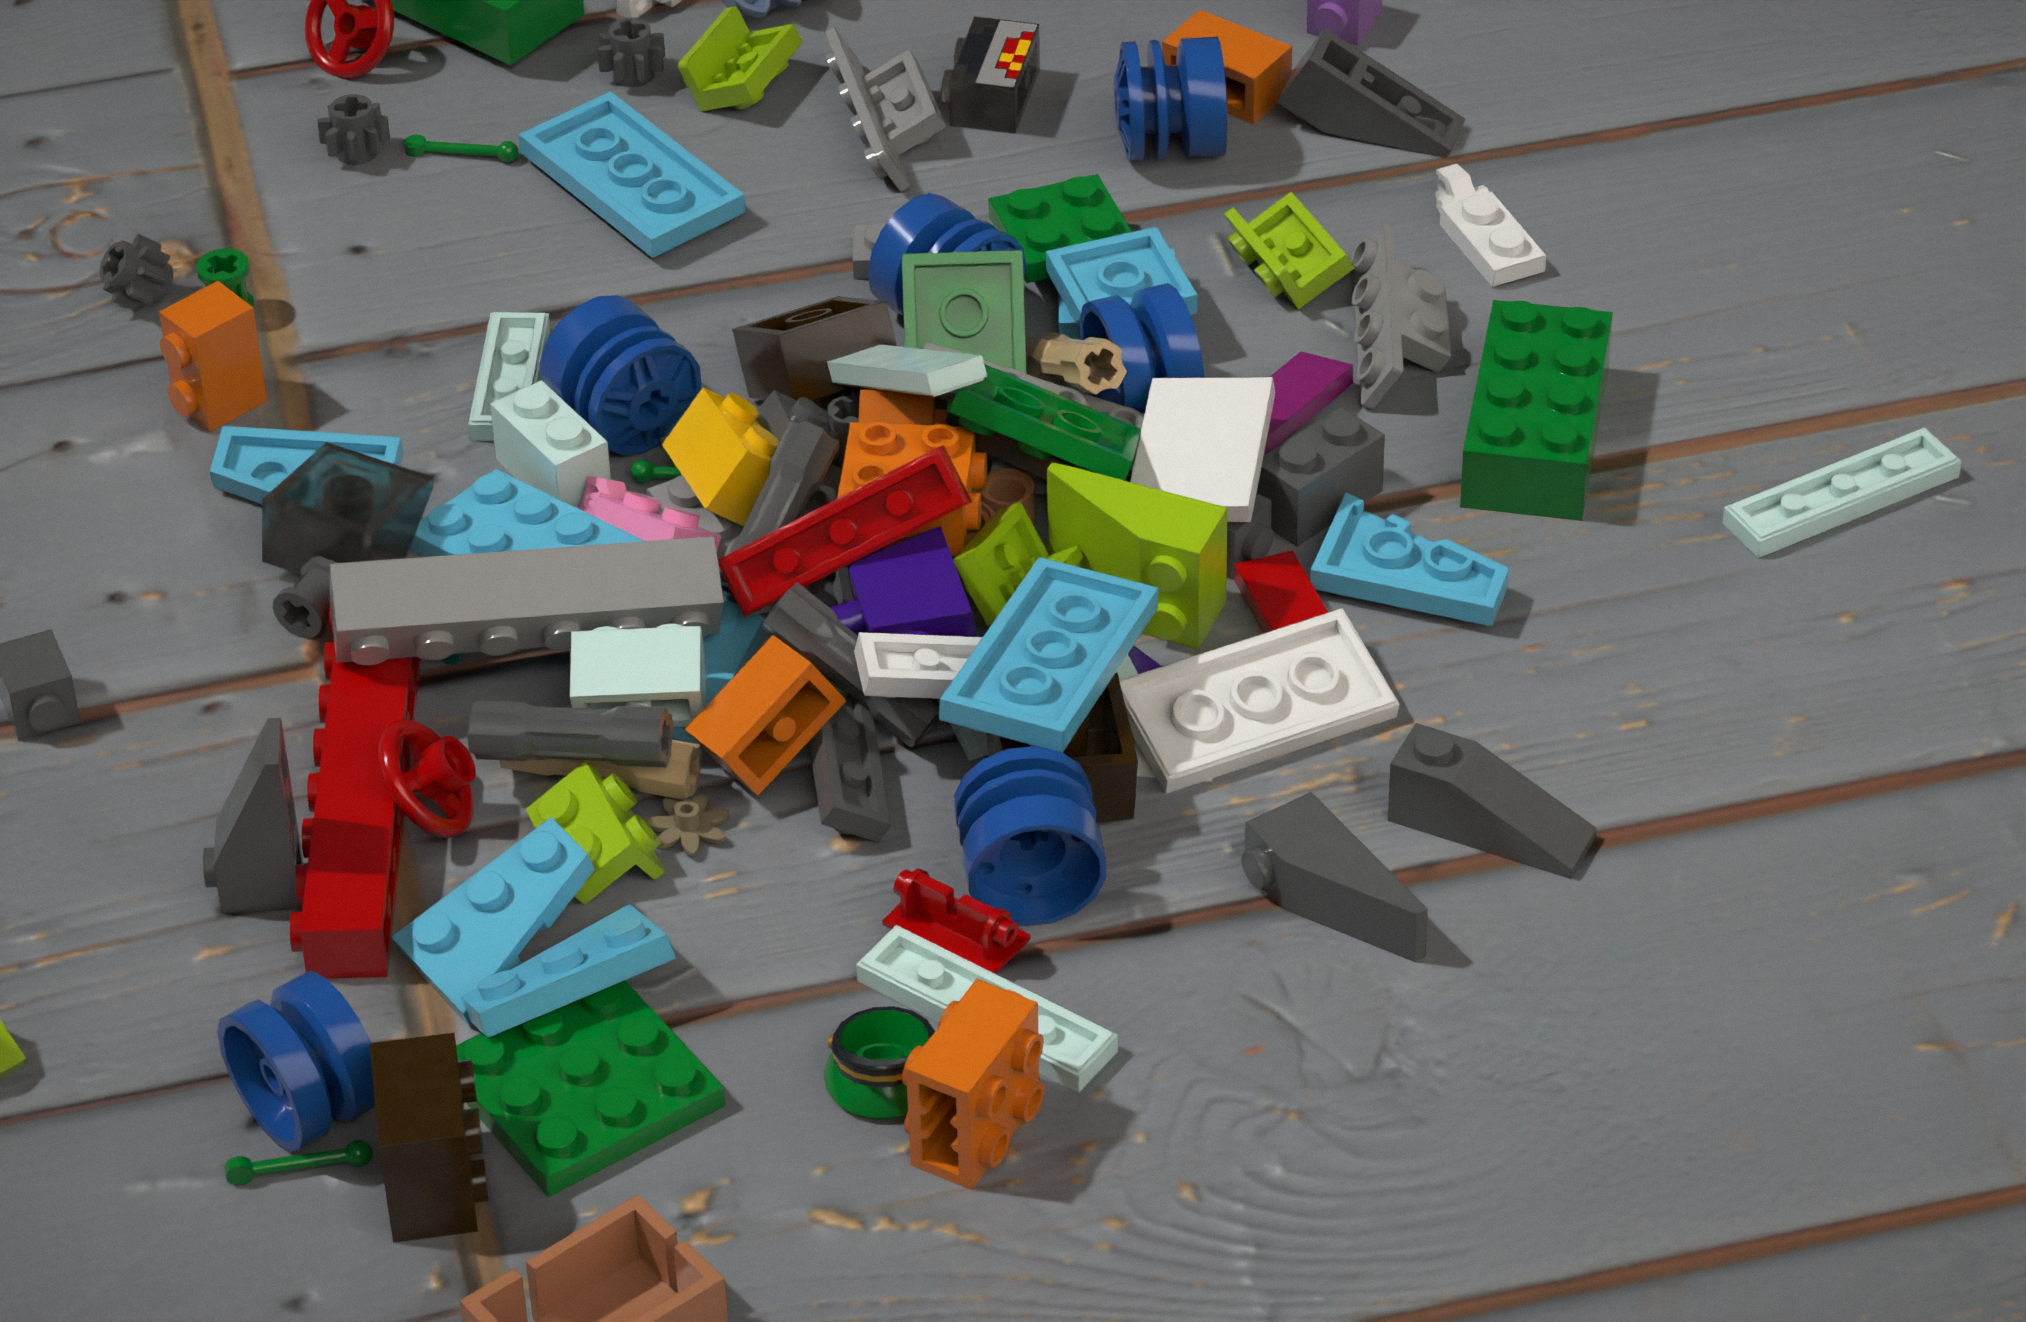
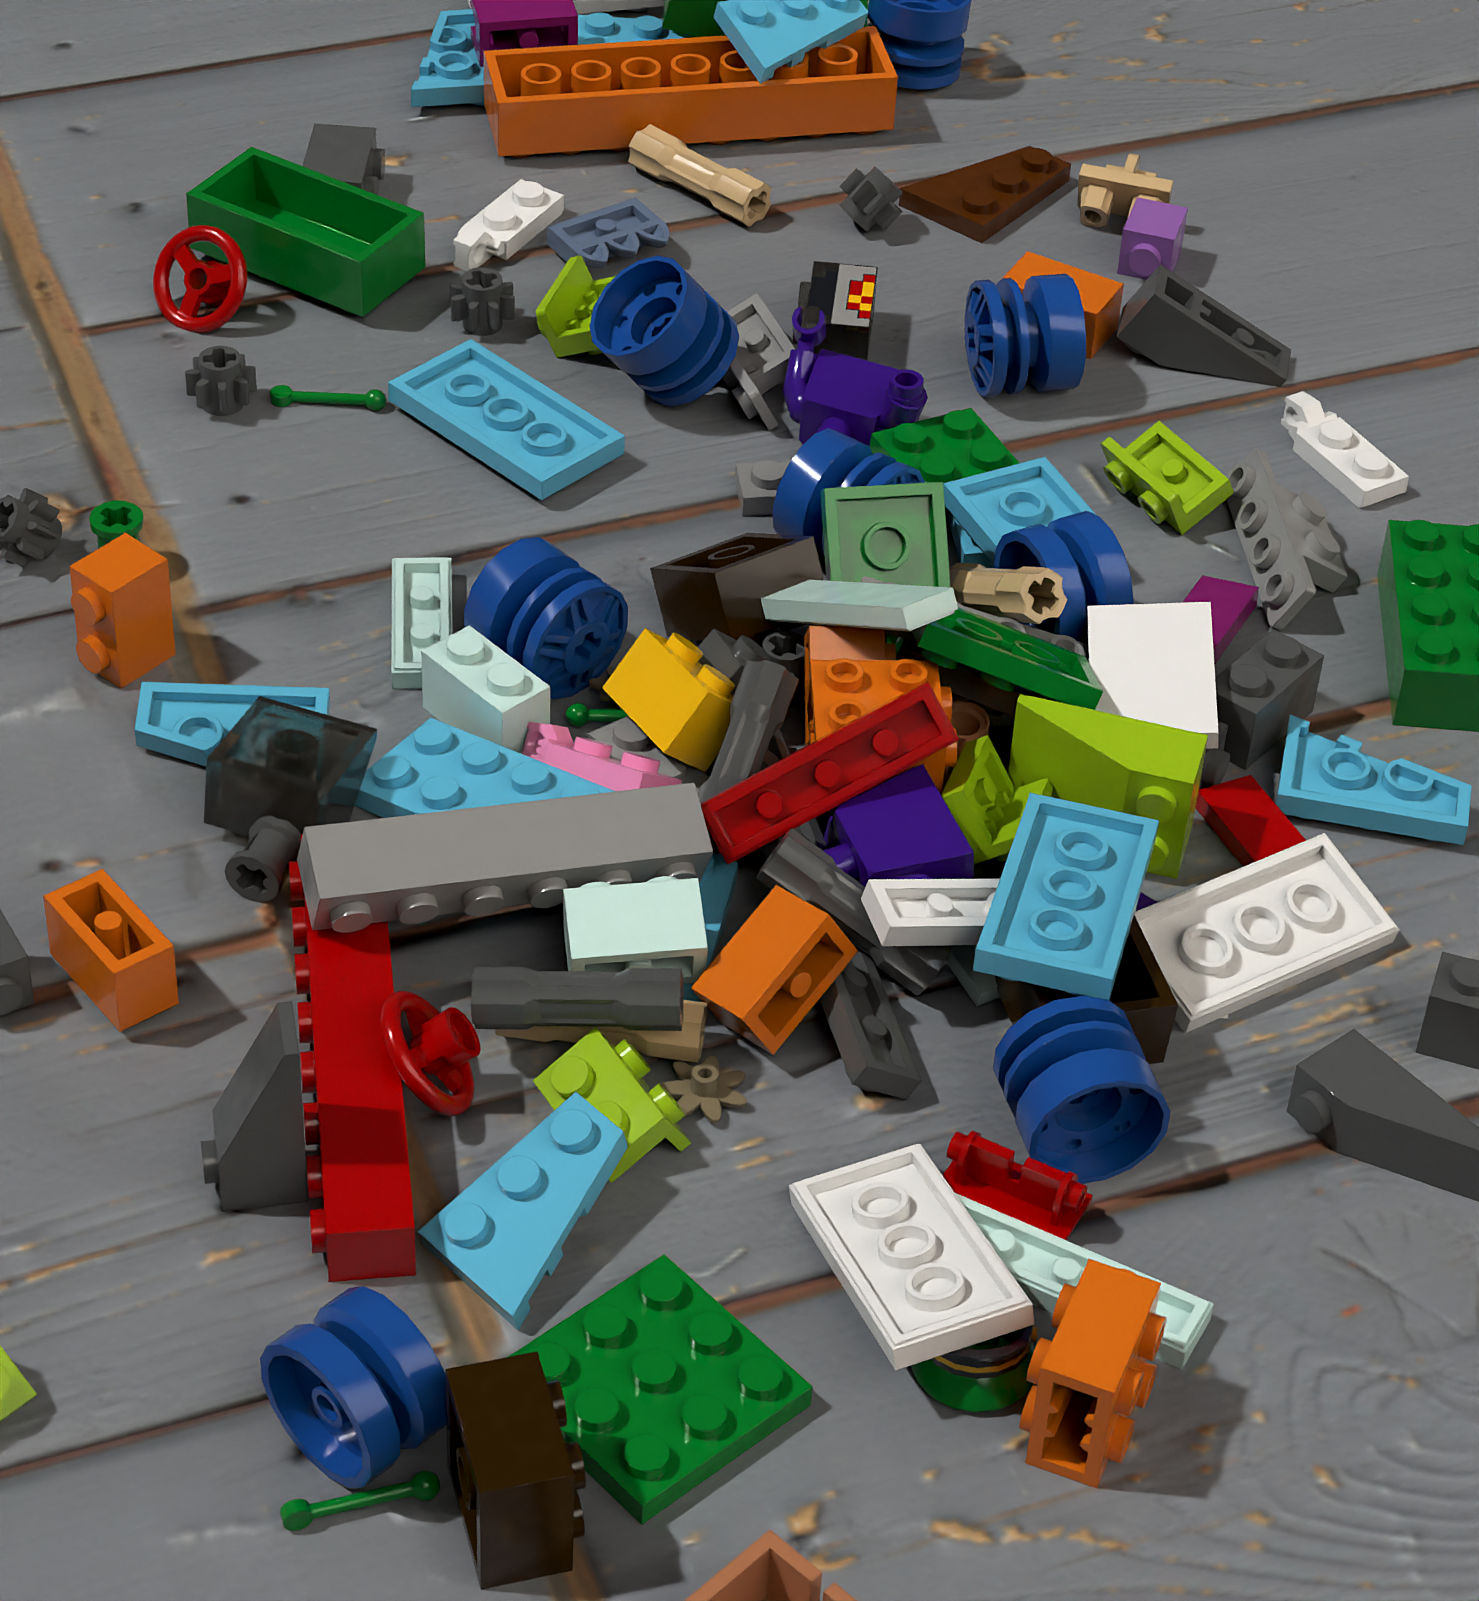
camera: 10 degrees left, 0 degrees up
(151, 674) = (111, 949): none -> orange brick
(574, 968) = (624, 1261): medium azure wing -> none
(798, 88) = (664, 331): none -> blue wheel
(835, 976) = (910, 1256): none -> white tile
(977, 156) = (846, 390): none -> dark purple torso

